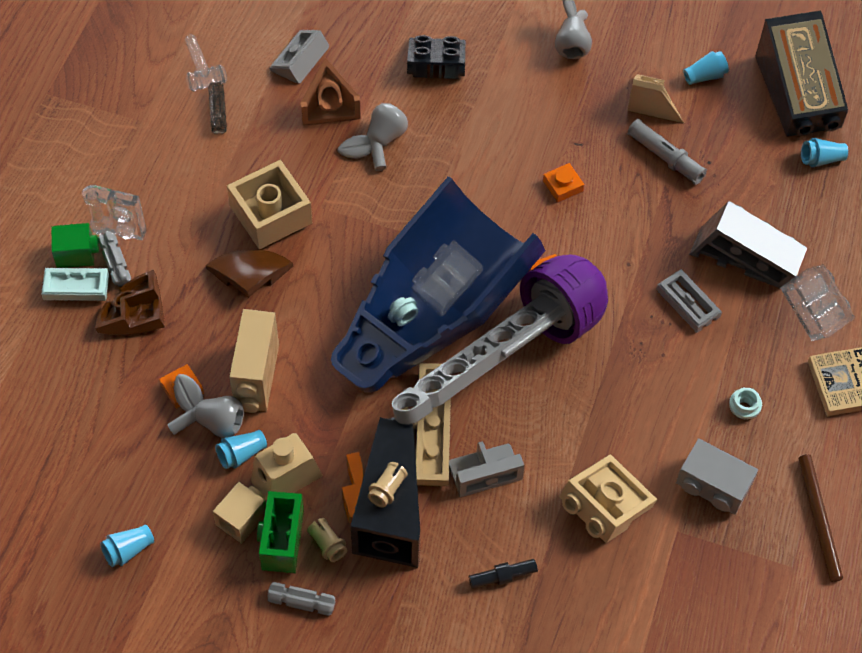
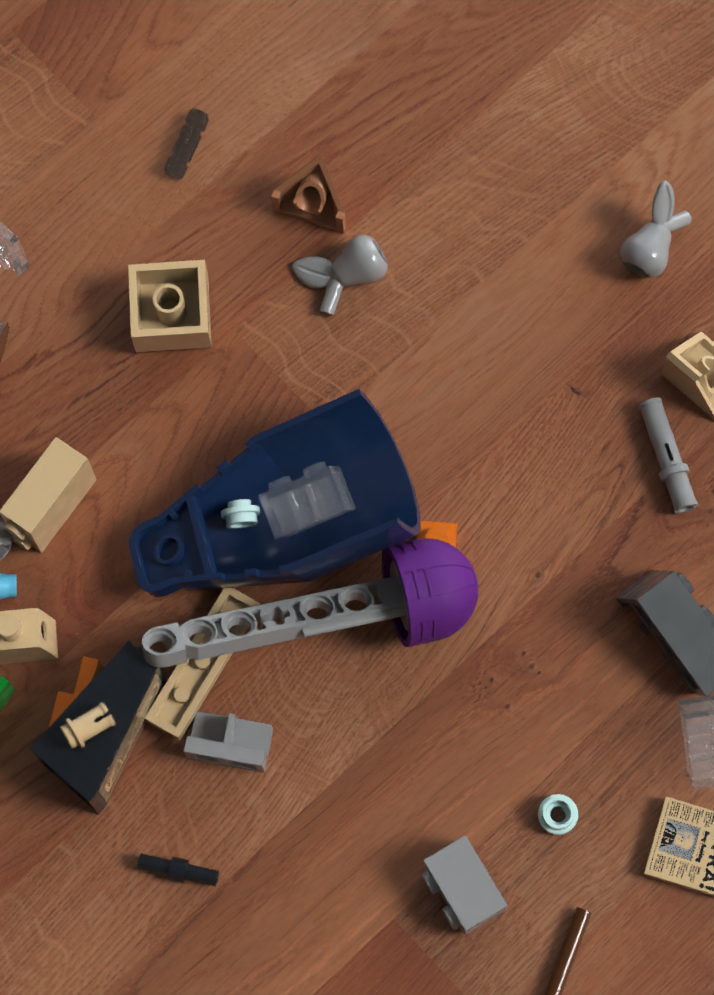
camera: 35 degrees right, 15 degrees up
(203, 75) = (195, 93): clear piece -> none
(249, 269) = (112, 372): reddish brown brick -> none
(300, 55) = (319, 116): light grey slope -> none
(332, 546) = (19, 738): tan pin -> none
(429, 51) = (474, 191): black hinge -> none
(563, 182) = (524, 434): orange plate -> none
(606, 498) = (333, 846): tan plate -> none
(685, 304) = (580, 689): light grey tile -> none

